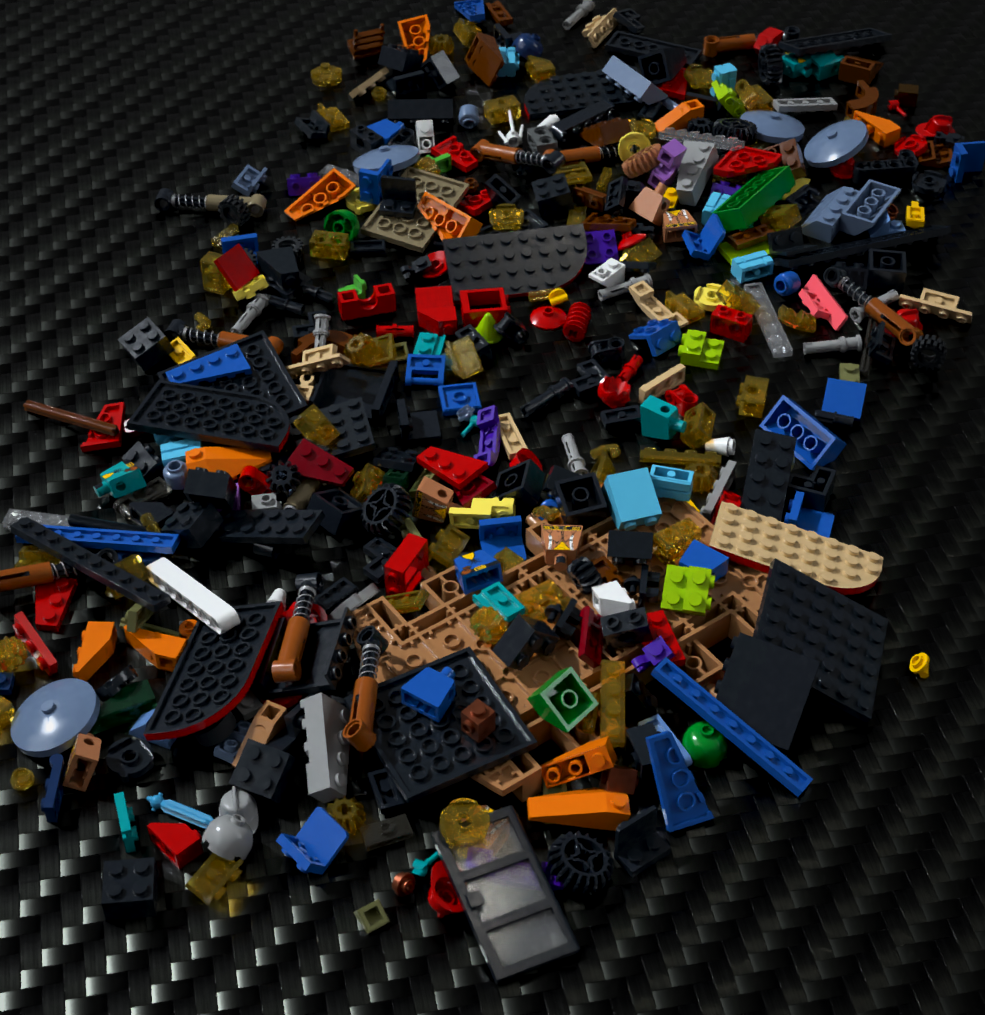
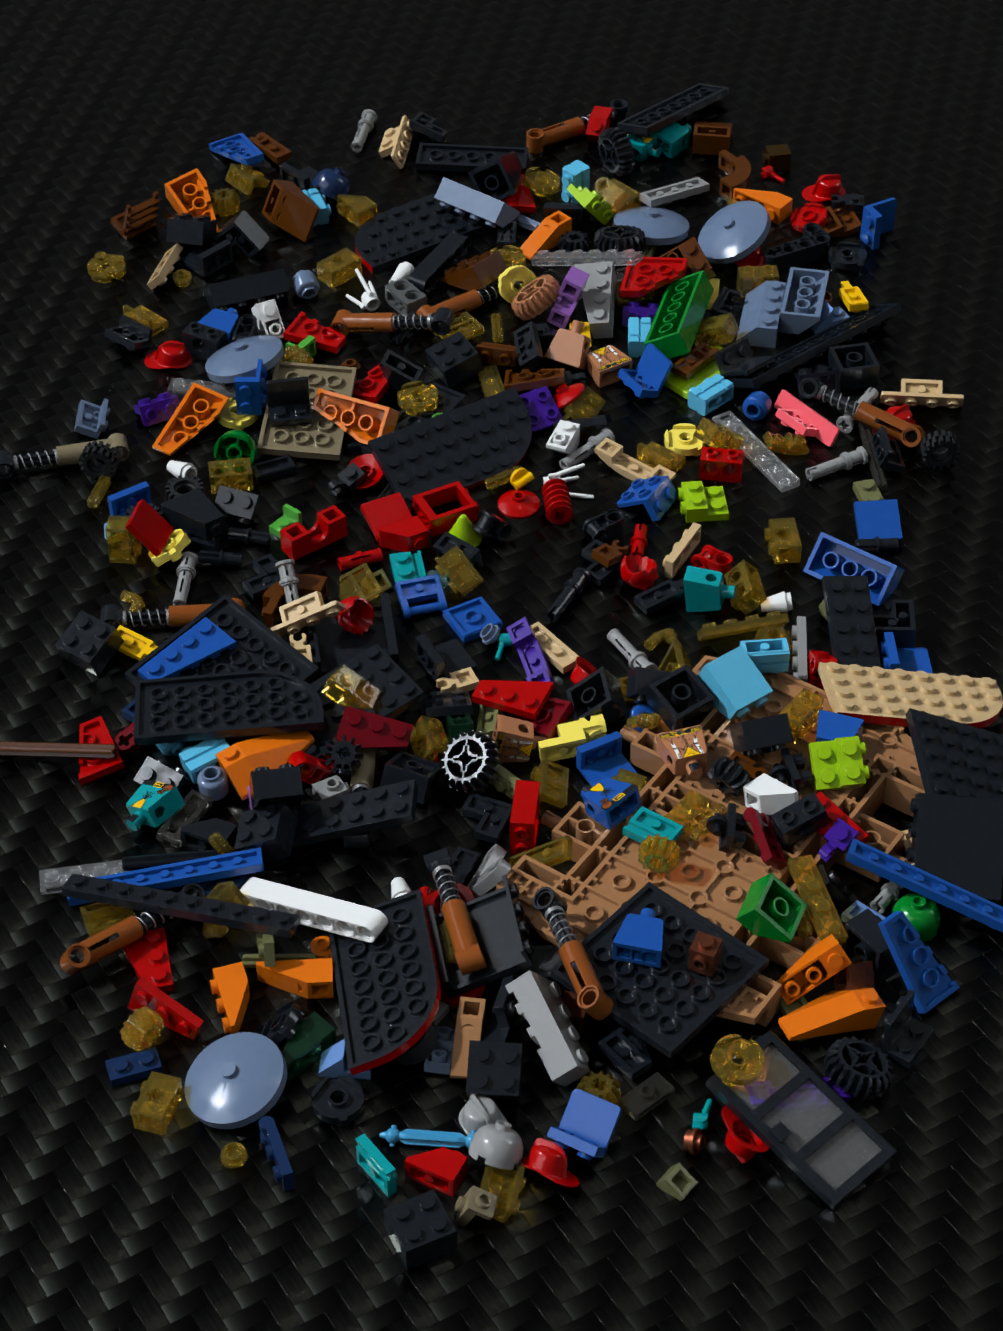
camera: 20 degrees left, 0 degrees up
(86, 751) = (296, 1116): nougat torso -> none
(187, 881) = (474, 1203): none -> dark tan bracket
(267, 866) = (550, 1161): none -> red piece
(293, 230) = (181, 468): none -> white cone
(318, 266) = (237, 504): none -> black bracket
(336, 147) = (169, 355): none -> red piece
(360, 348) = (339, 587): clear yellow gear -> none
(362, 372) = (356, 616): none -> red hair
(419, 443) = (462, 679): none -> tan plate
(524, 639) = (704, 860): black brick -> none
(585, 300) = (556, 475): none -> white plant
(593, 372) = (609, 555): none -> reddish brown plate
(685, 720) = (888, 894): none -> light grey pin
(832, 180) = (753, 276): none -> clear yellow brick

